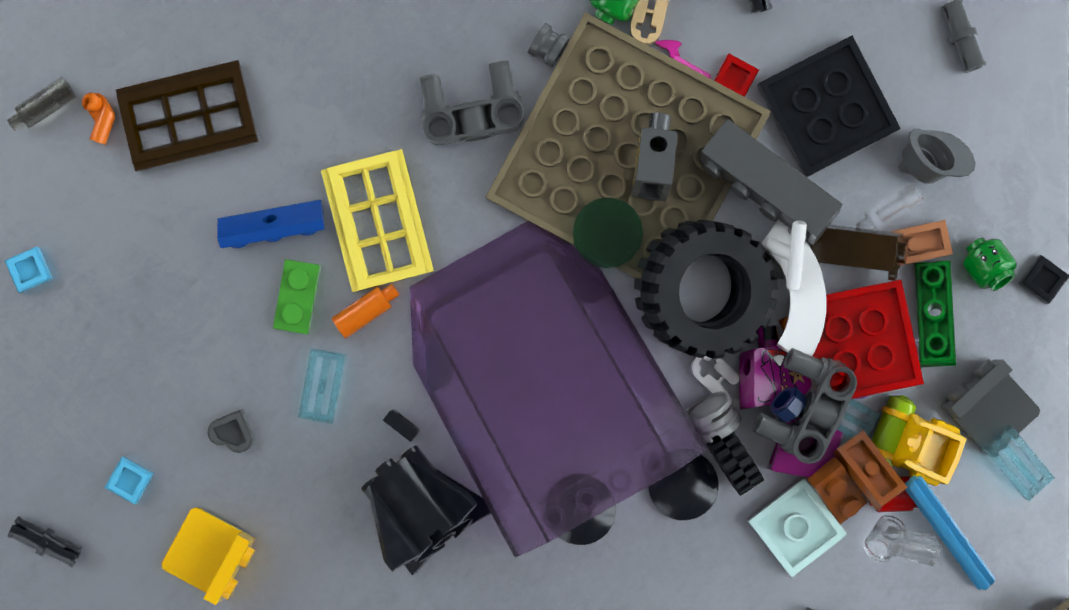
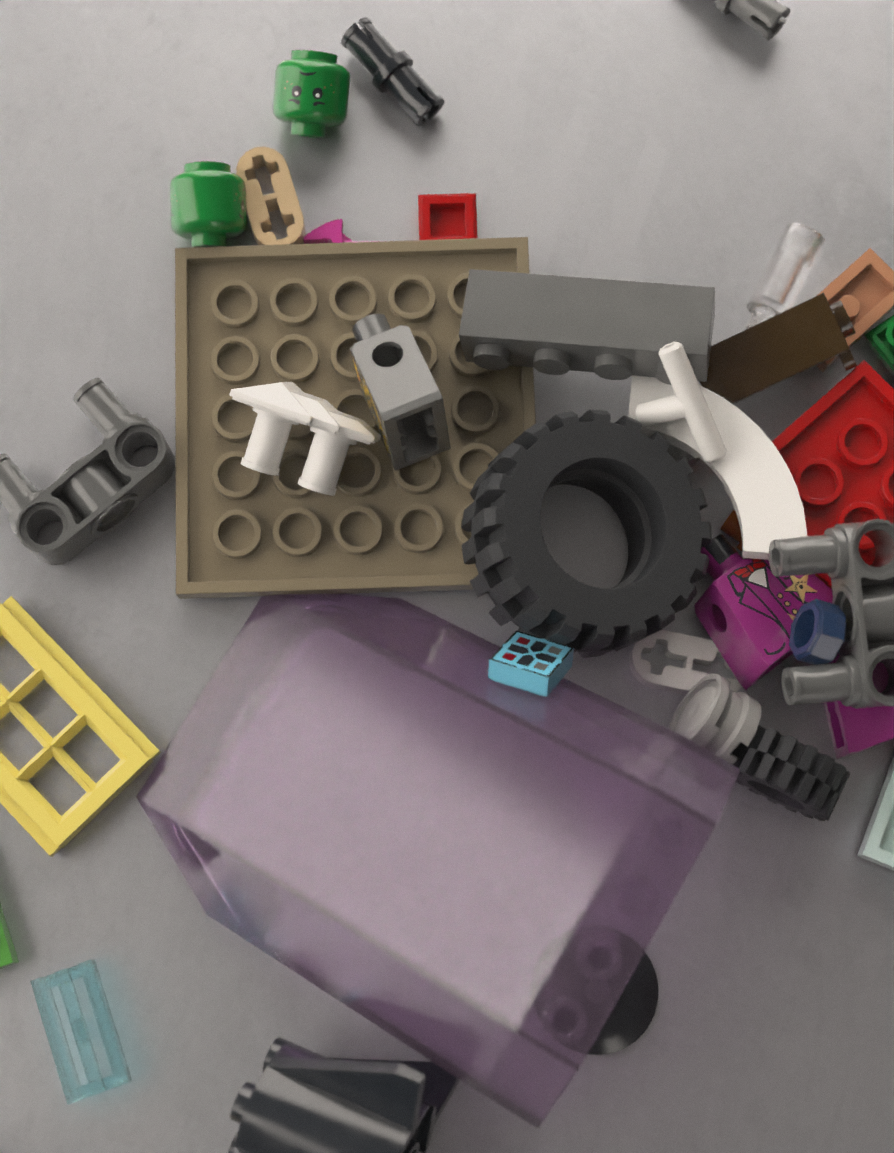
camera: 25 degrees left, 10 degrees down
(364, 310) = (84, 873): orange cylinder -> none
(401, 425) = (239, 1019): black tile -> none
(548, 45) = (147, 324): dark grey wheel -> none
(593, 134) = (286, 404): none -> white connector
(607, 232) = (390, 541): clear green tile -> none
(639, 338) = (530, 663): none -> medium azure tile
(687, 491) = (740, 865): black dish -> none
(828, 106) = (605, 185): black plate -> none
(935, 156) = (798, 172): dark grey piece -> none

